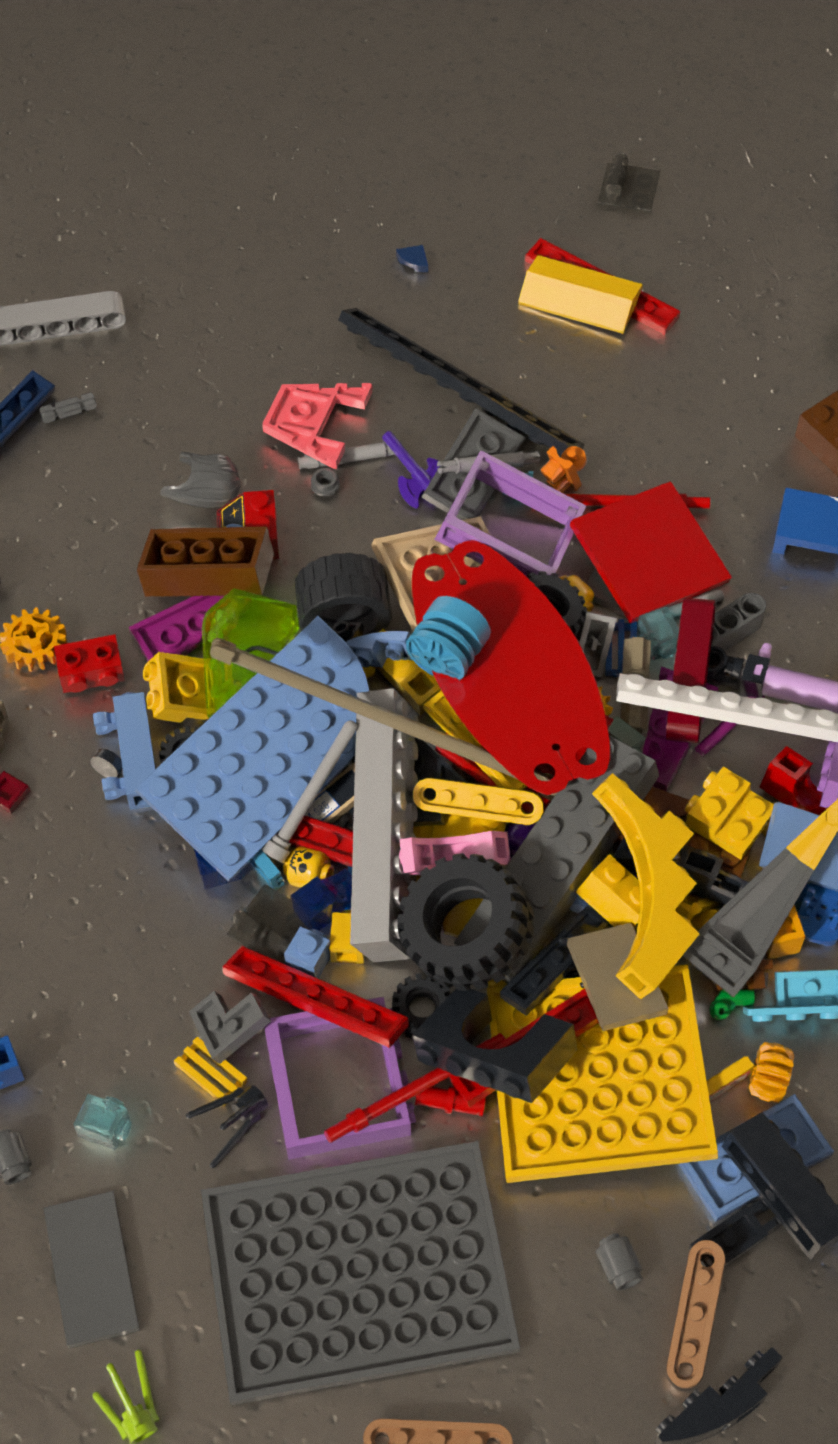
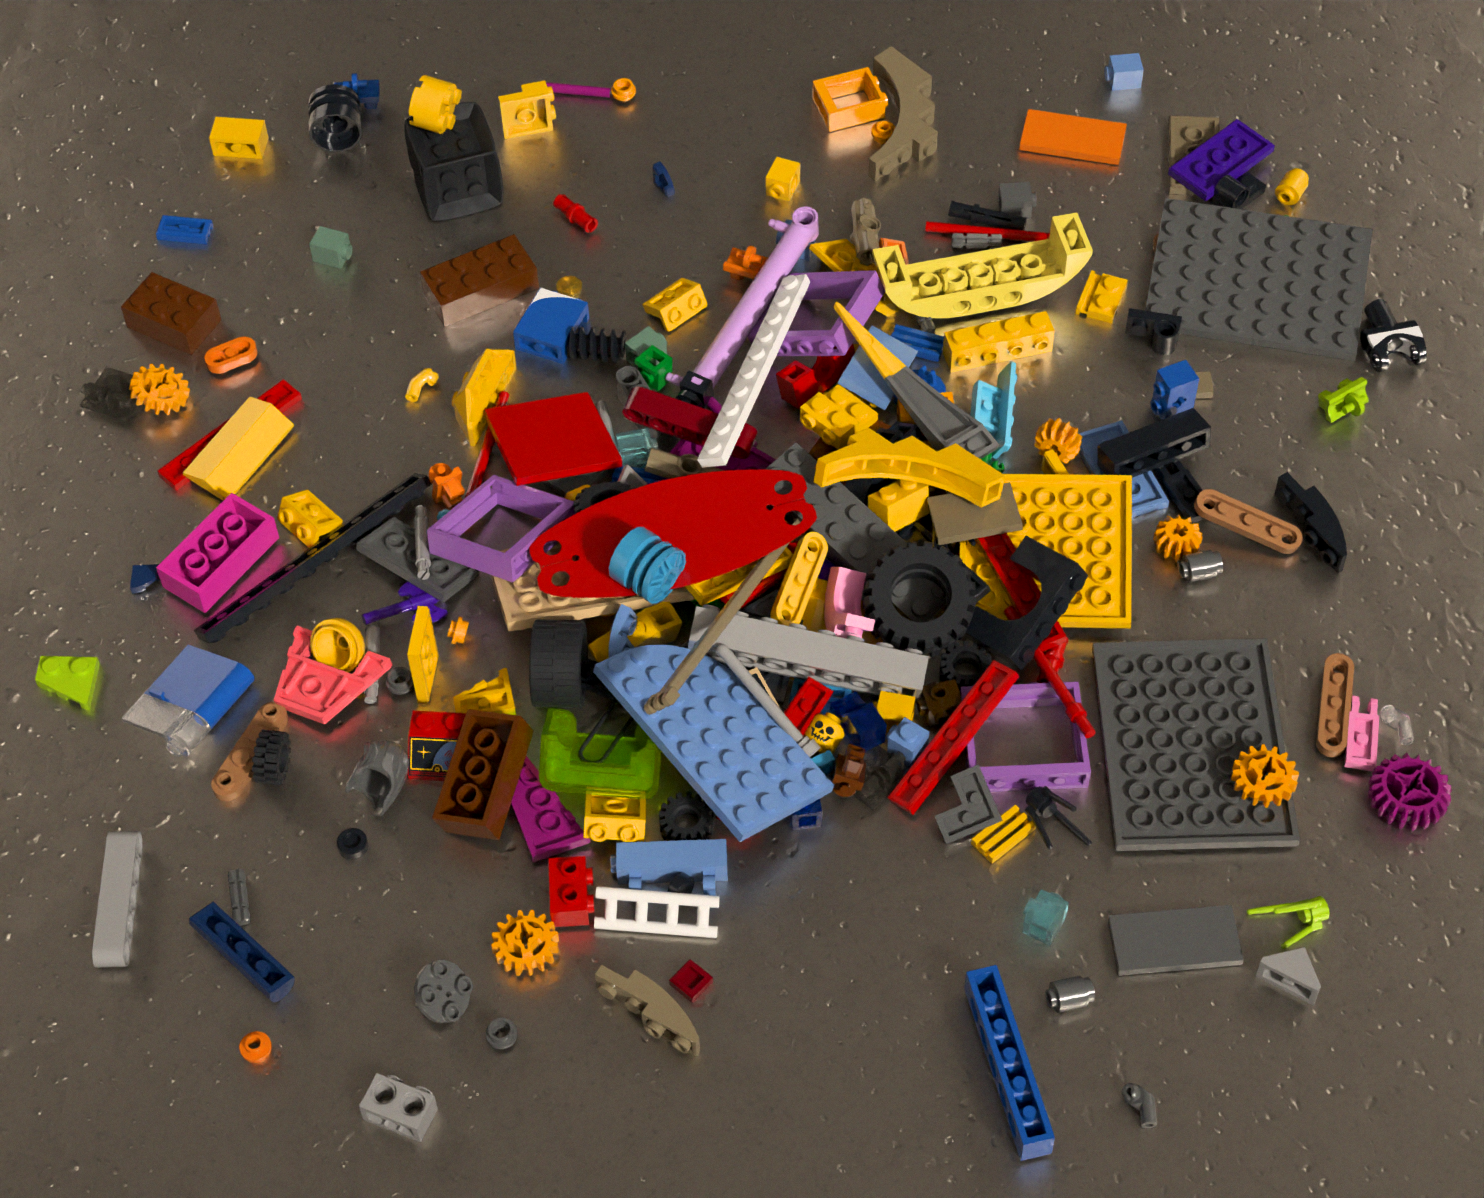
camera: 80 degrees left, 5 degrees down
(50, 1402) = (1292, 973): none -> light grey slope
(84, 756) = (642, 898): none -> white bar
(136, 483) = (352, 843): none -> black tile
(211, 392) = (271, 757): none -> black tyre
(226, 381) = (239, 764): none -> medium nougat plate
(254, 895) = (849, 771): none -> reddish brown hips
(276, 322) = (190, 698): none -> door
(289, 231) = (69, 677): none -> lime wing
(289, 1342) = (1277, 784): none -> light orange gear
(302, 547) = (490, 697): none -> yellow wing
(334, 481) = (423, 654): none -> yellow tile
(351, 419) = (337, 644): none -> yellow piece
(365, 977) = (938, 701): none -> dark brown brick
(390, 517) = (458, 630): none -> light orange plate
(443, 301) = (217, 552): none -> dark pink brick
(510, 367) = (307, 517): none -> yellow bracket
(625, 215) = (159, 389): none -> light orange gear
(657, 1217) = (1177, 537): none -> light orange gear
(702, 265) = (230, 355): none -> orange plate
(704, 476) = (481, 390): none -> yellow wedge
(705, 423) = (417, 382): none -> yellow arm
(736, 201) = (171, 313): none -> reddish brown brick
(772, 627) = (654, 374): none -> green brick
(796, 571) = (597, 345): none -> black piece
(804, 622) = (641, 342): none -> sand green brick

